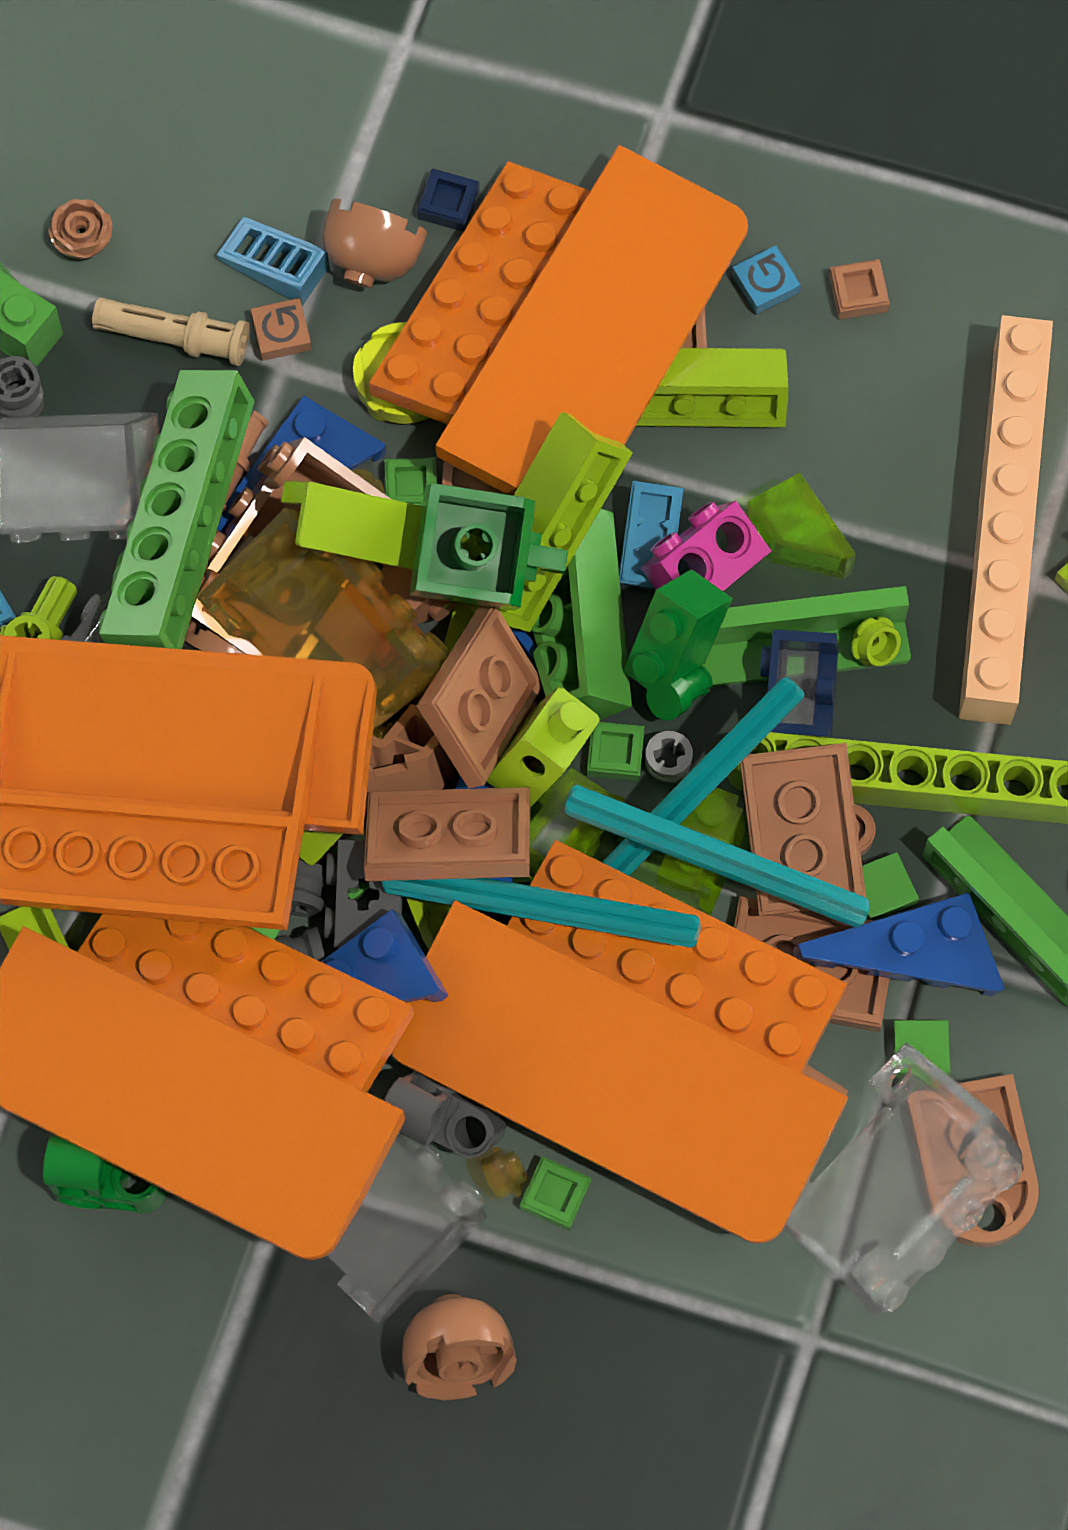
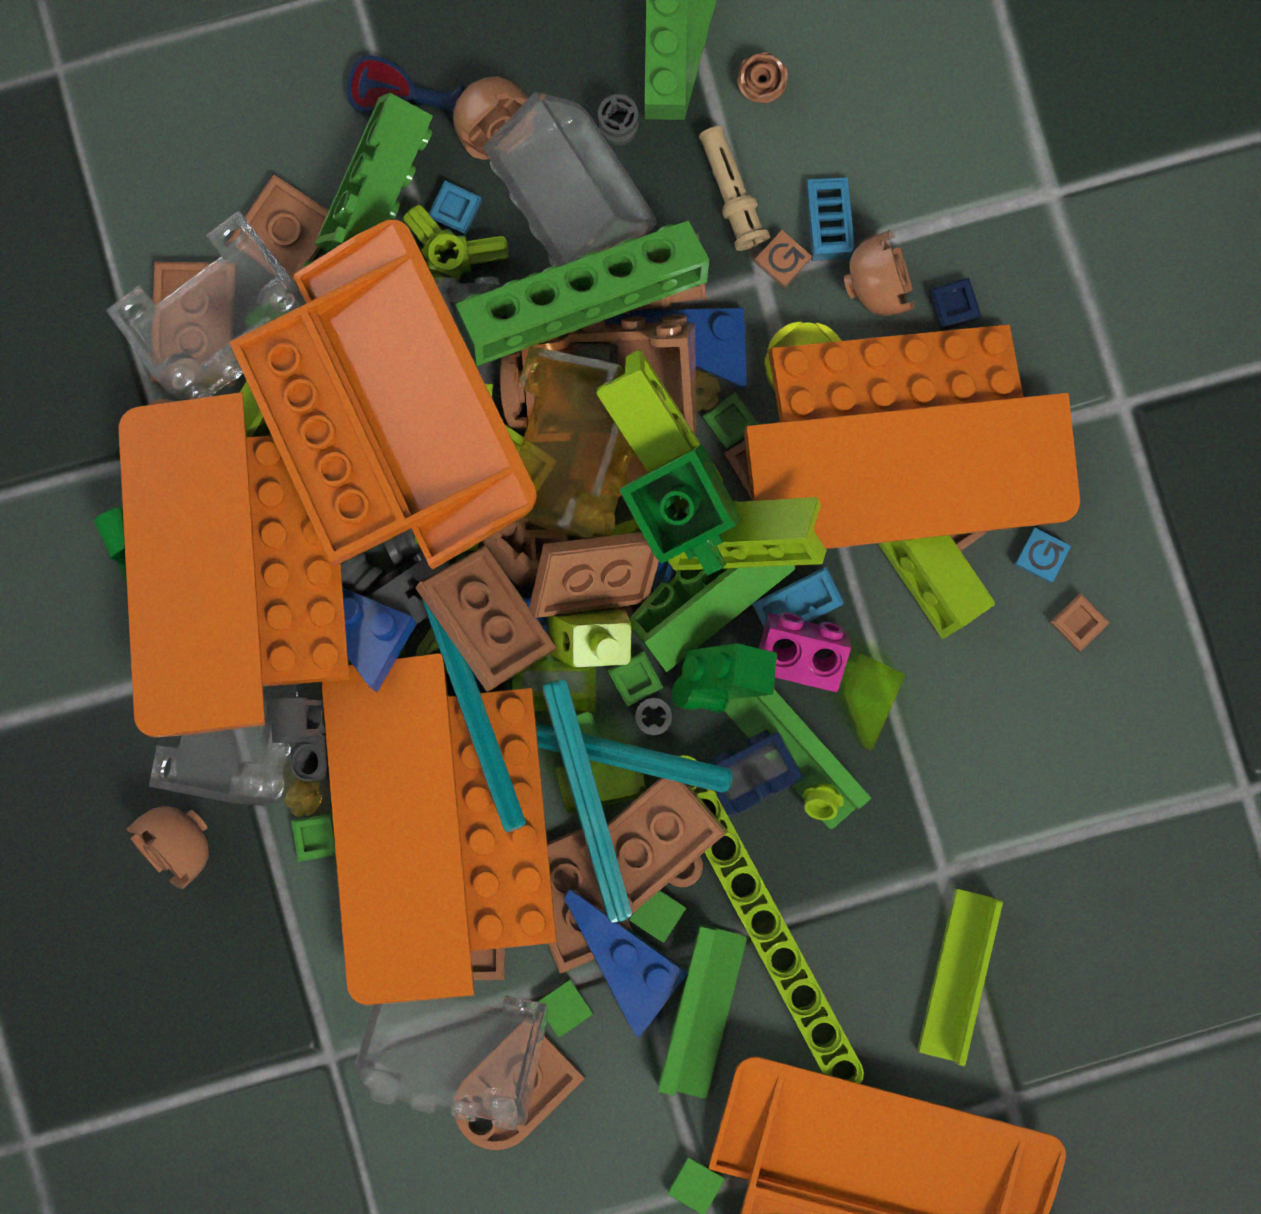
camera: 60 degrees right, 15 degrees up
(1006, 521) = (973, 831): light nougat brick -> none

